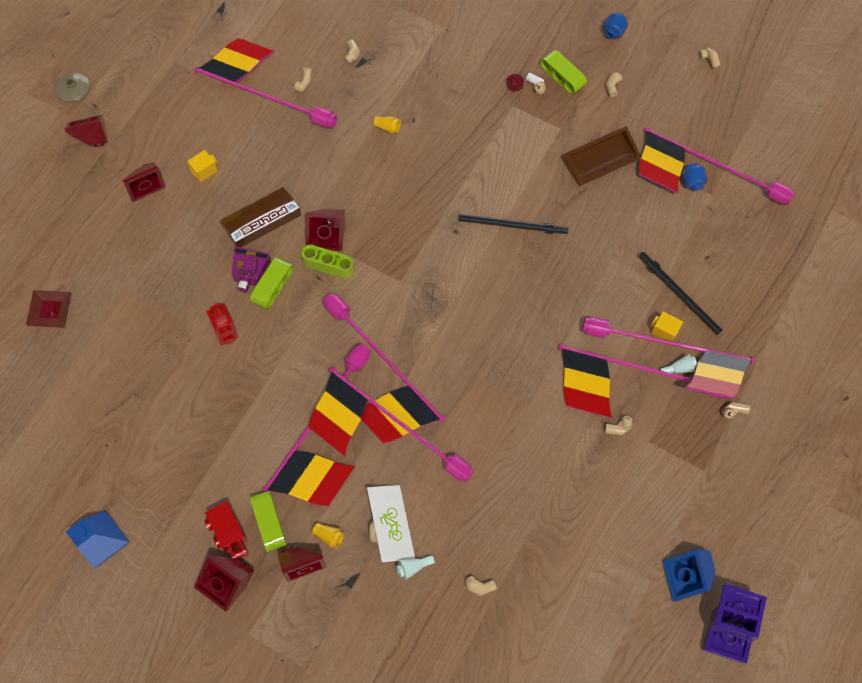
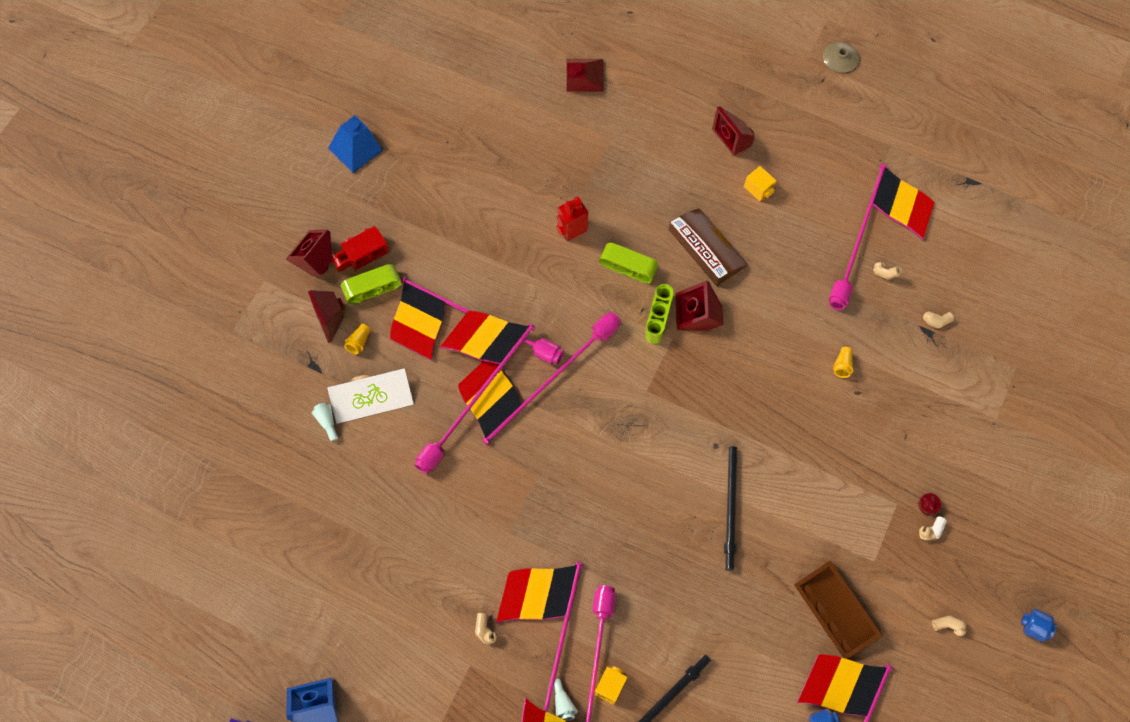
camera: 85 degrees right, 0 degrees up
(88, 130) = (787, 75): dark red slope -> none
(249, 267) = (643, 237): magenta torso -> none
(479, 588) = (303, 484): tan arm -> none
(563, 72) = (954, 561): lime beam -> none

